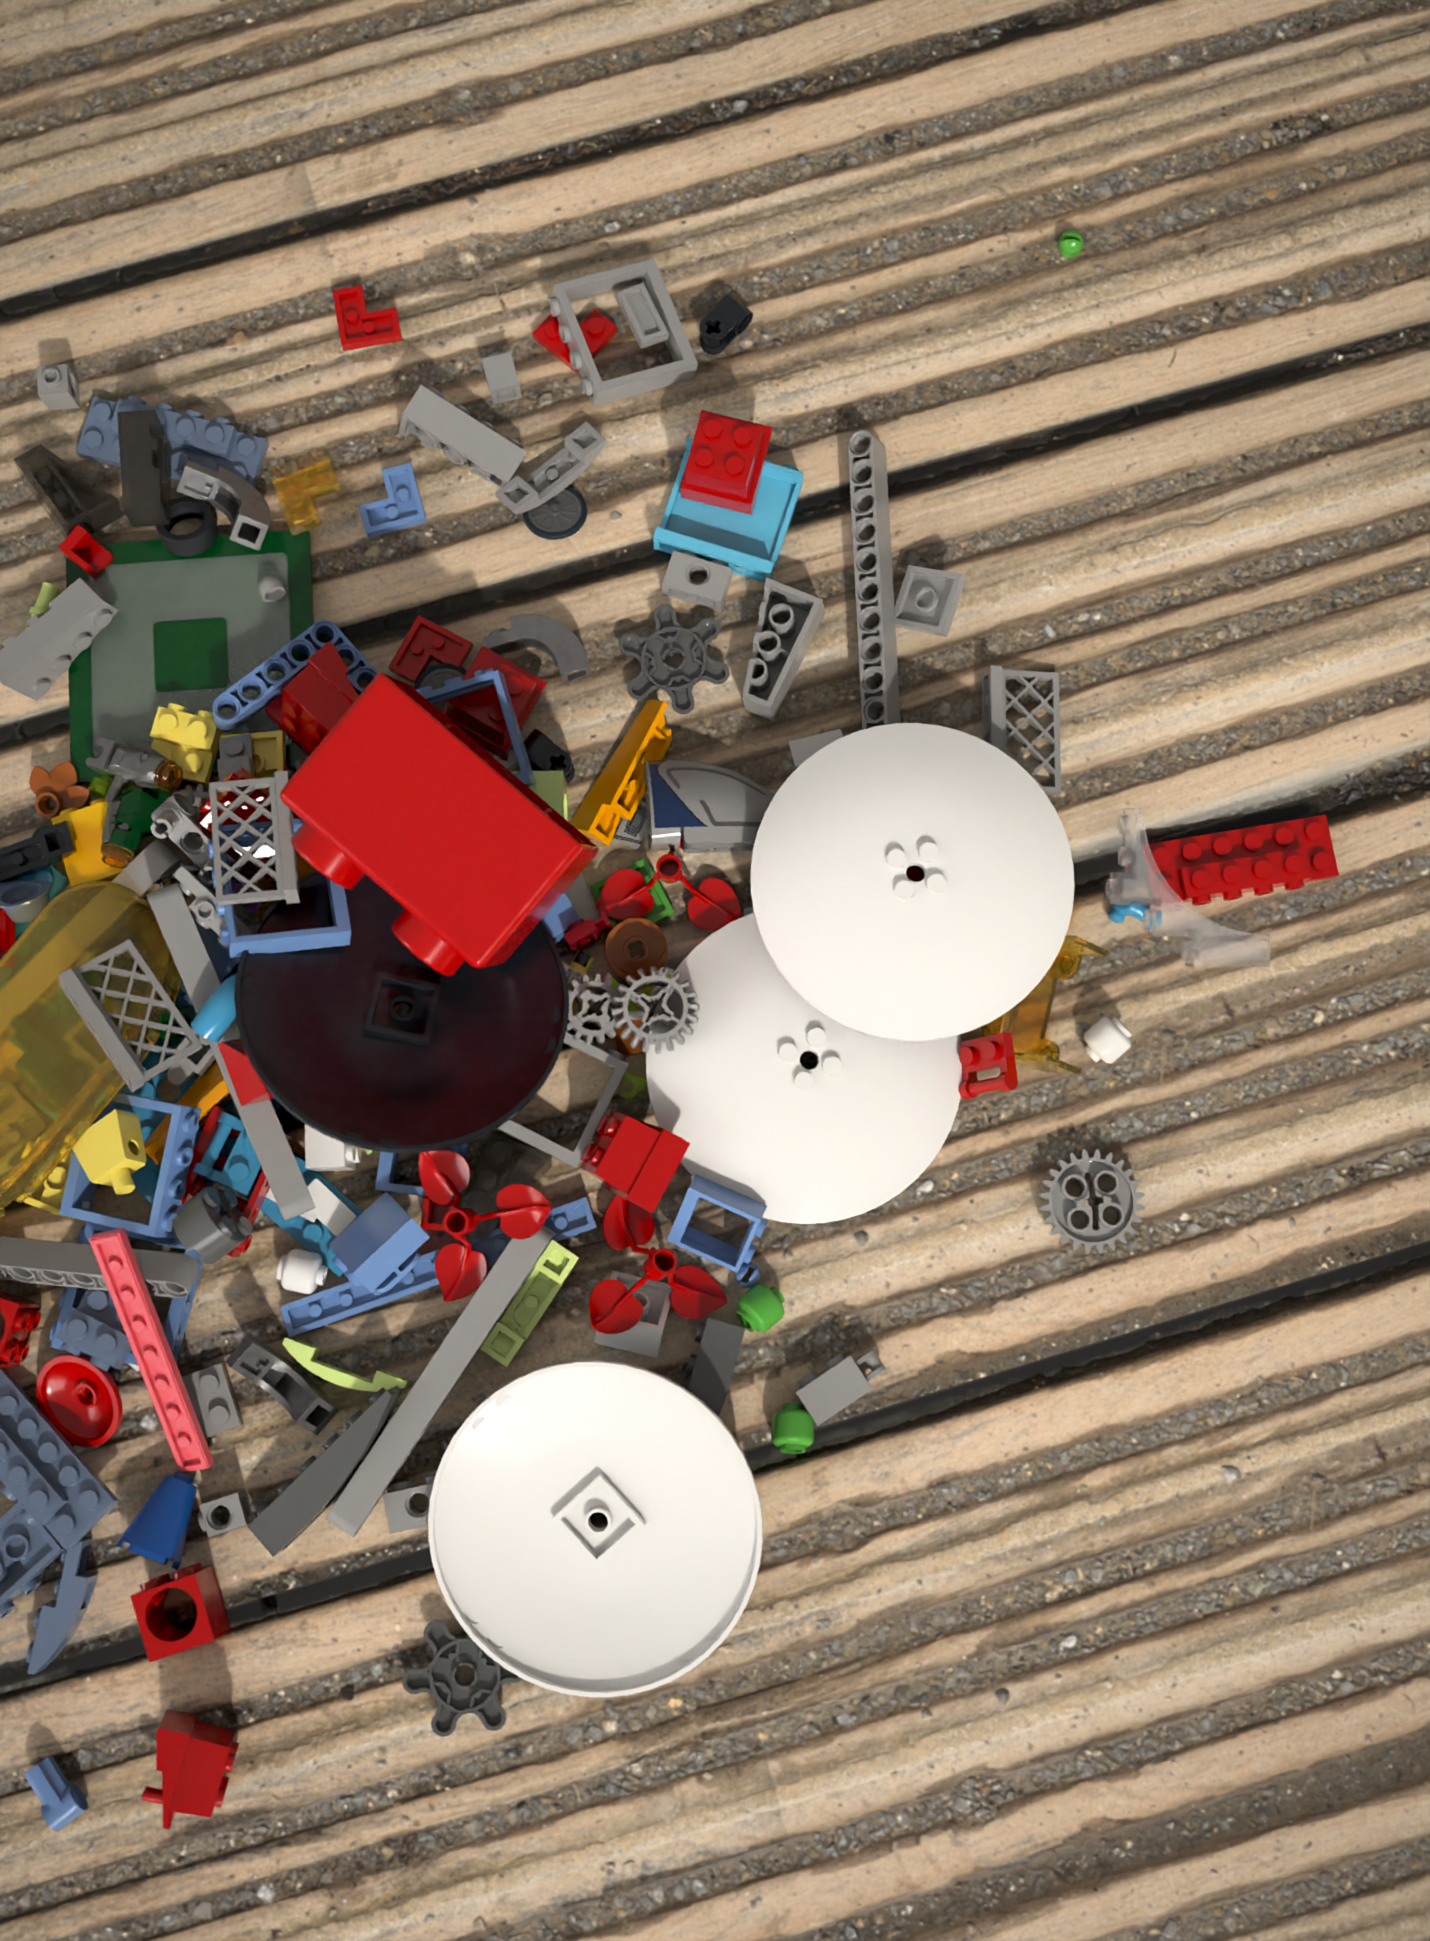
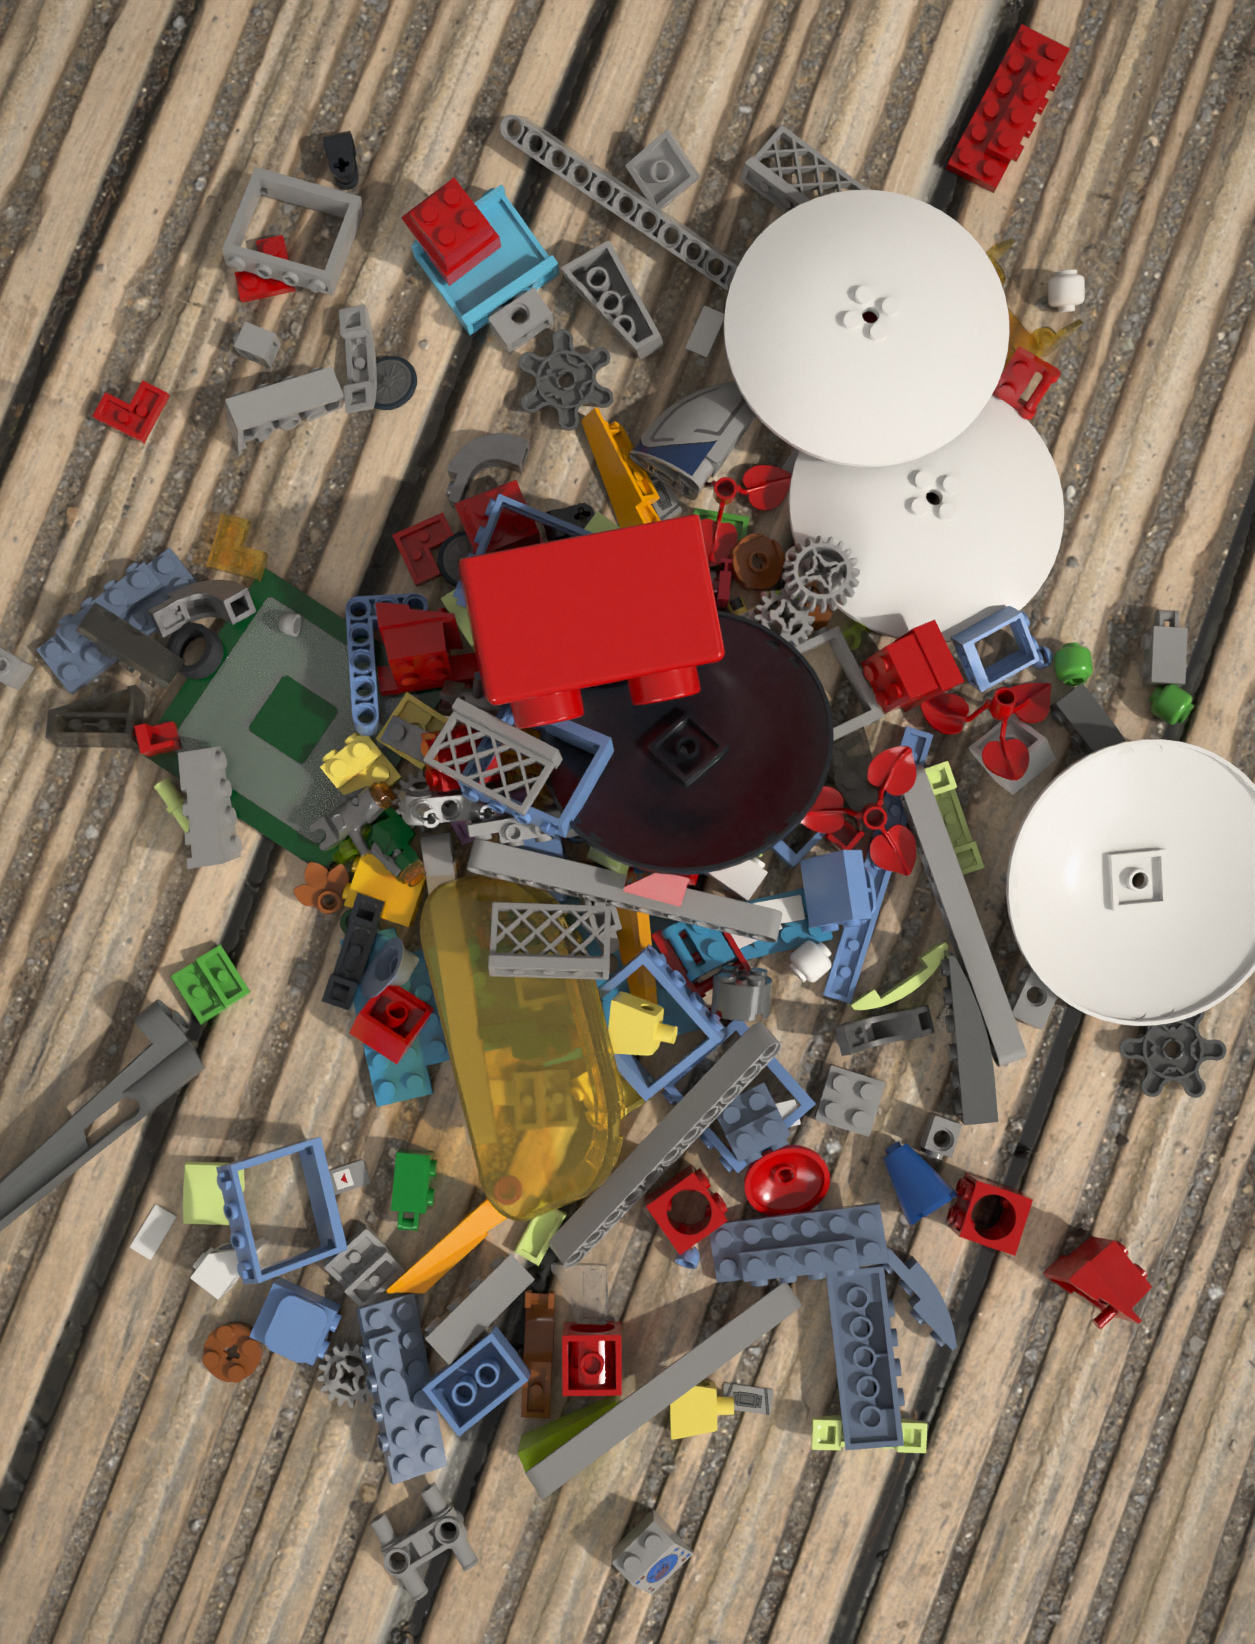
camera: 55 degrees left, 5 degrees up
(59, 1798) = (1053, 1389): medium blue piece -> none
(151, 1349) = (796, 1100): coral tile -> none
(217, 1012) = (597, 871): dark azure cylinder -> none
(400, 509) = (300, 490): medium blue plate -> none
(642, 315) = (291, 208): light grey tile -> none
(1118, 912) = (988, 202): dark azure arm -> none
(1120, 1198) = (1178, 366): light grey gear -> none
(1168, 915) = (1011, 179): clear arch -> none

